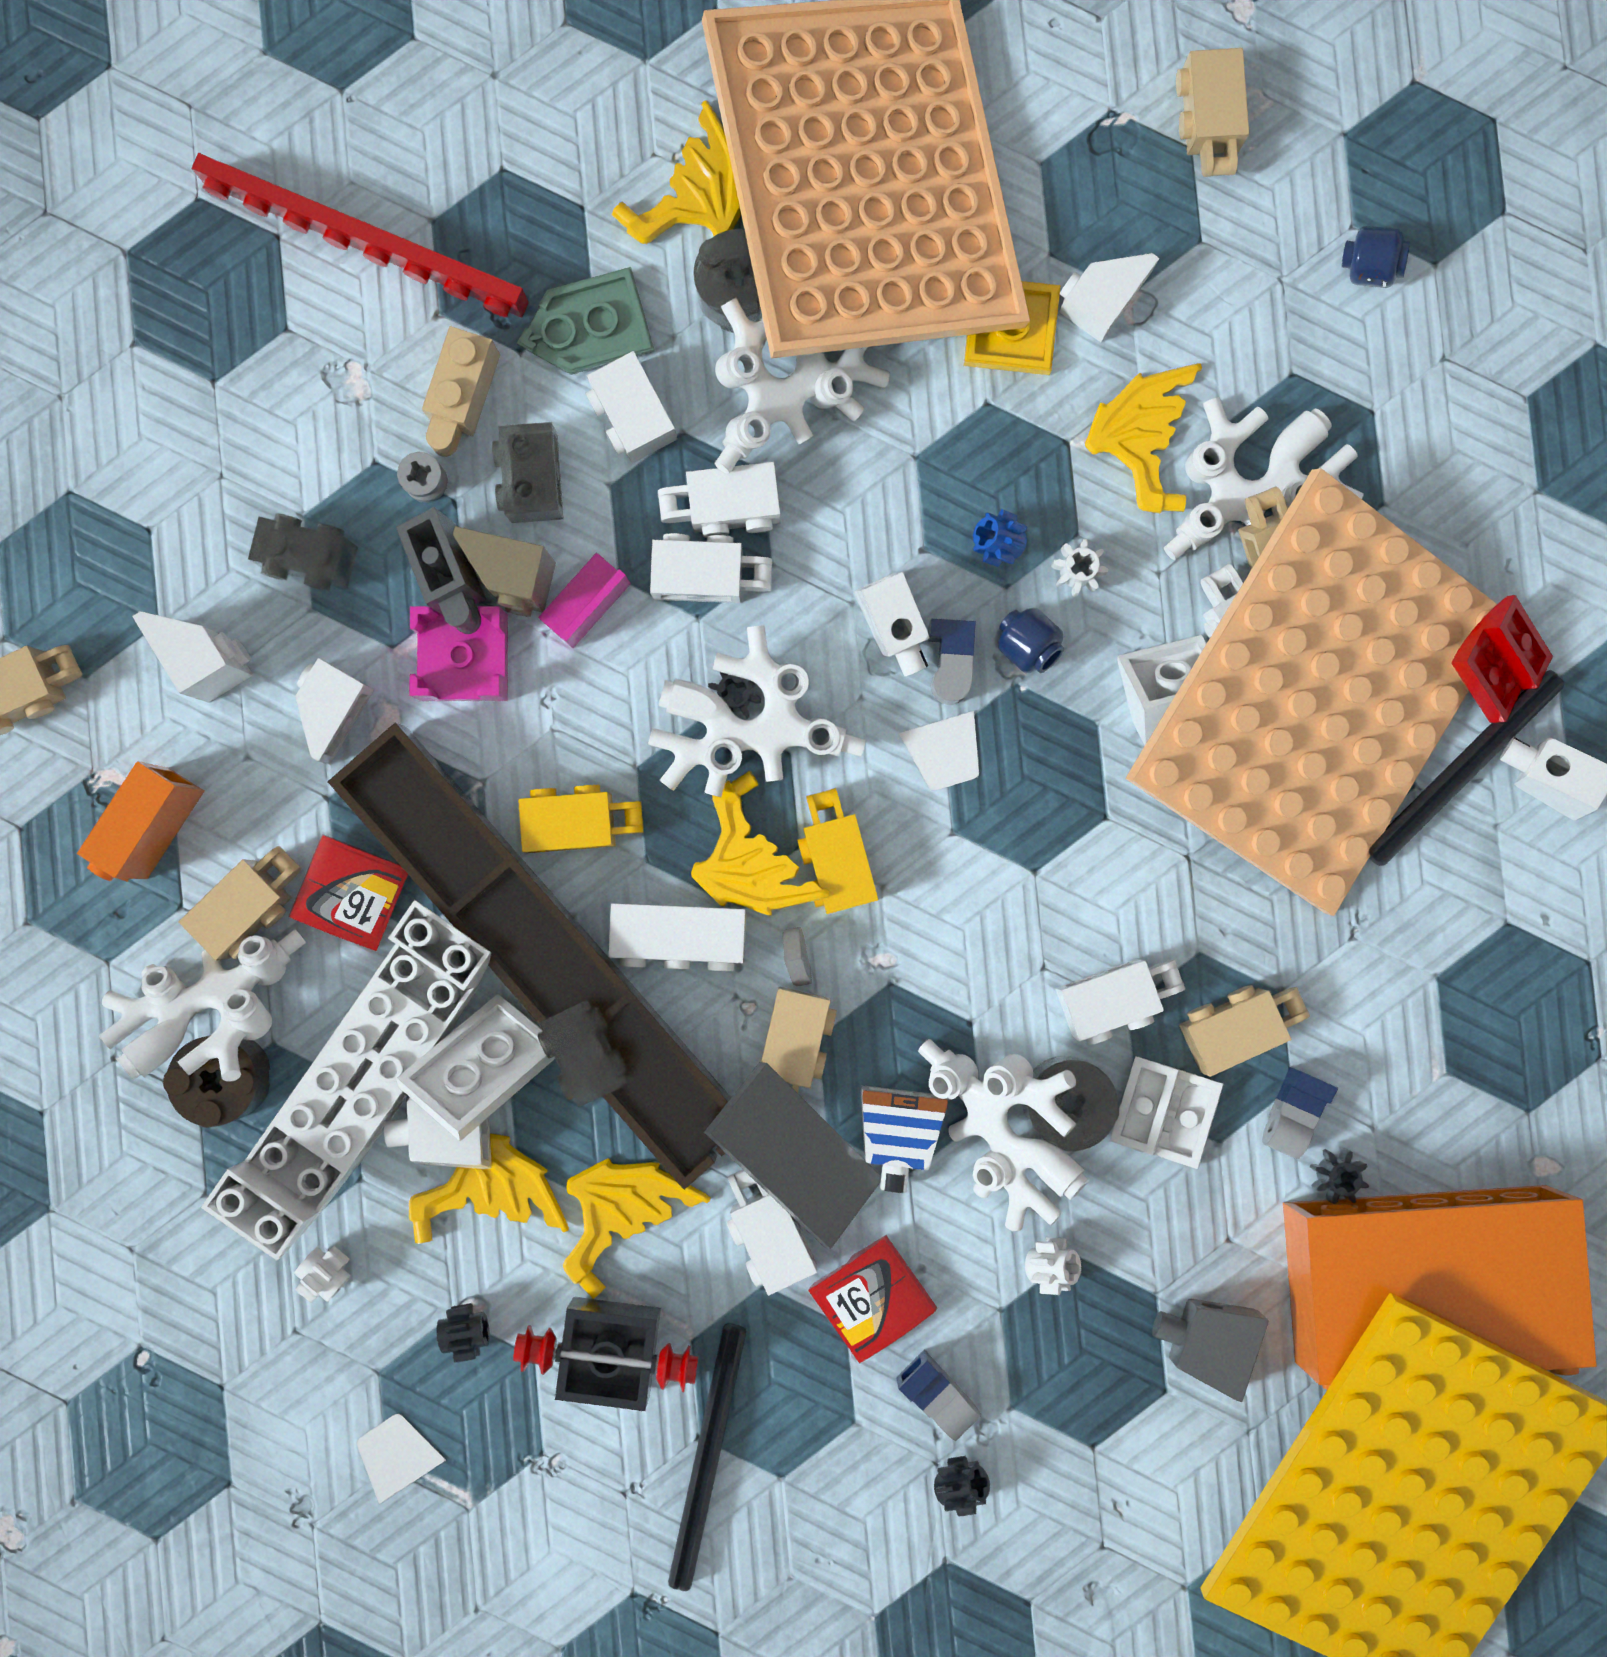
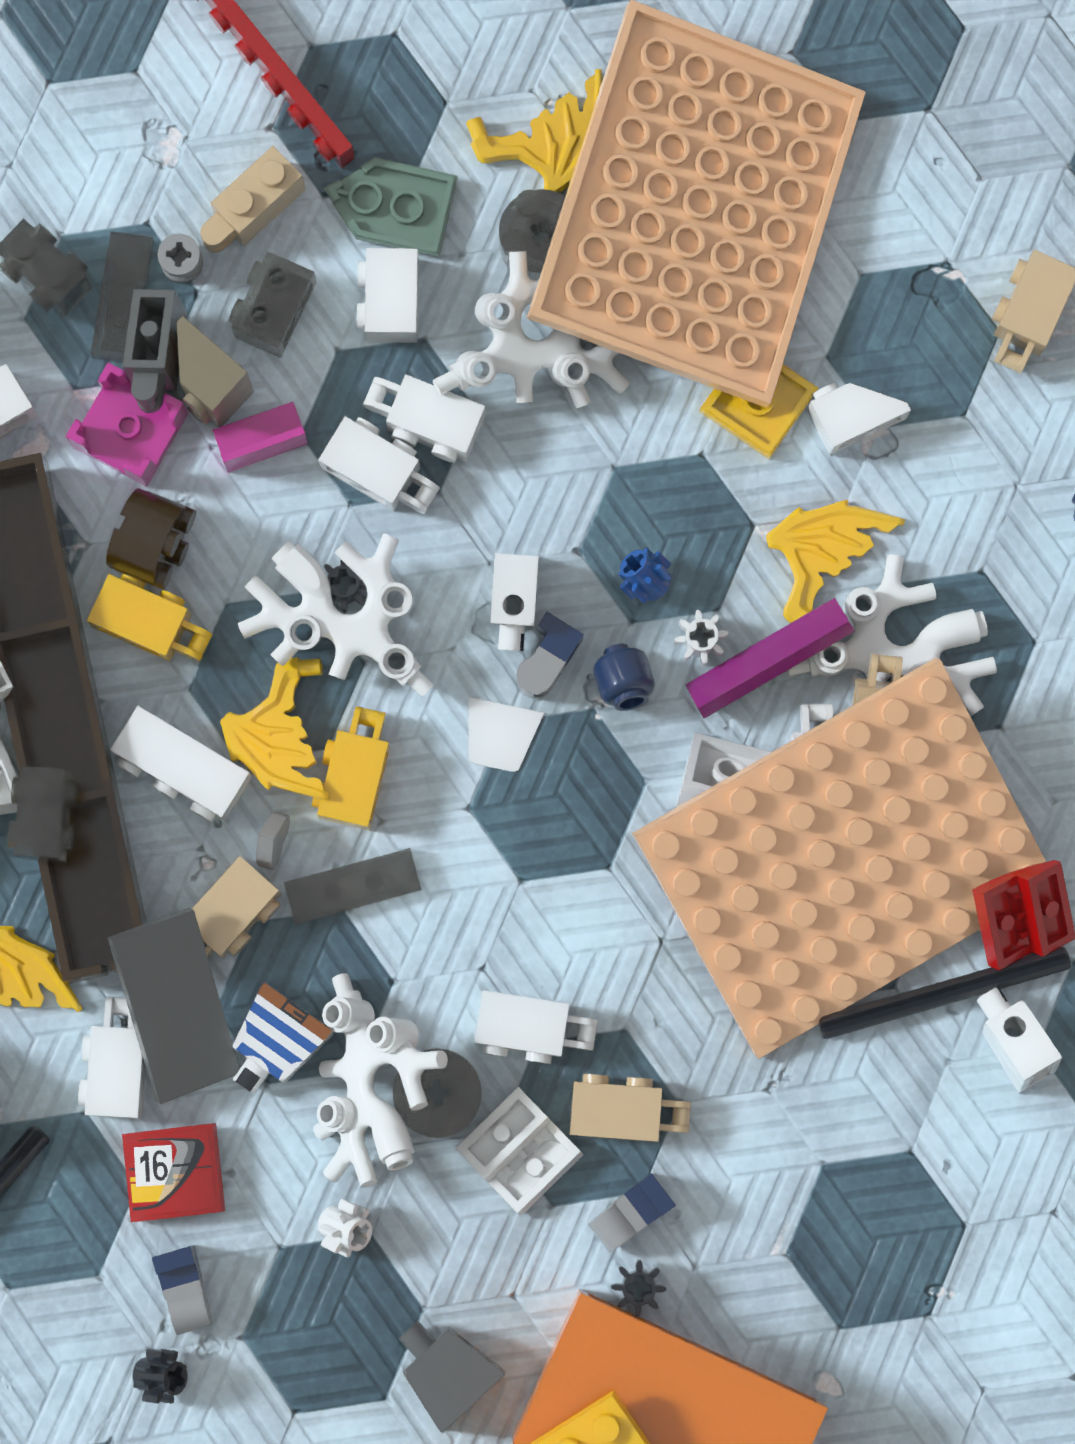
camera: 25 degrees right, 5 degrees down
(378, 516) = (125, 270): none -> clear smoke tile
(538, 746) = (150, 538): none -> dark brown brick
(890, 958) = (352, 886): none -> clear smoke tile
(1153, 551) = (769, 658): none -> magenta tile

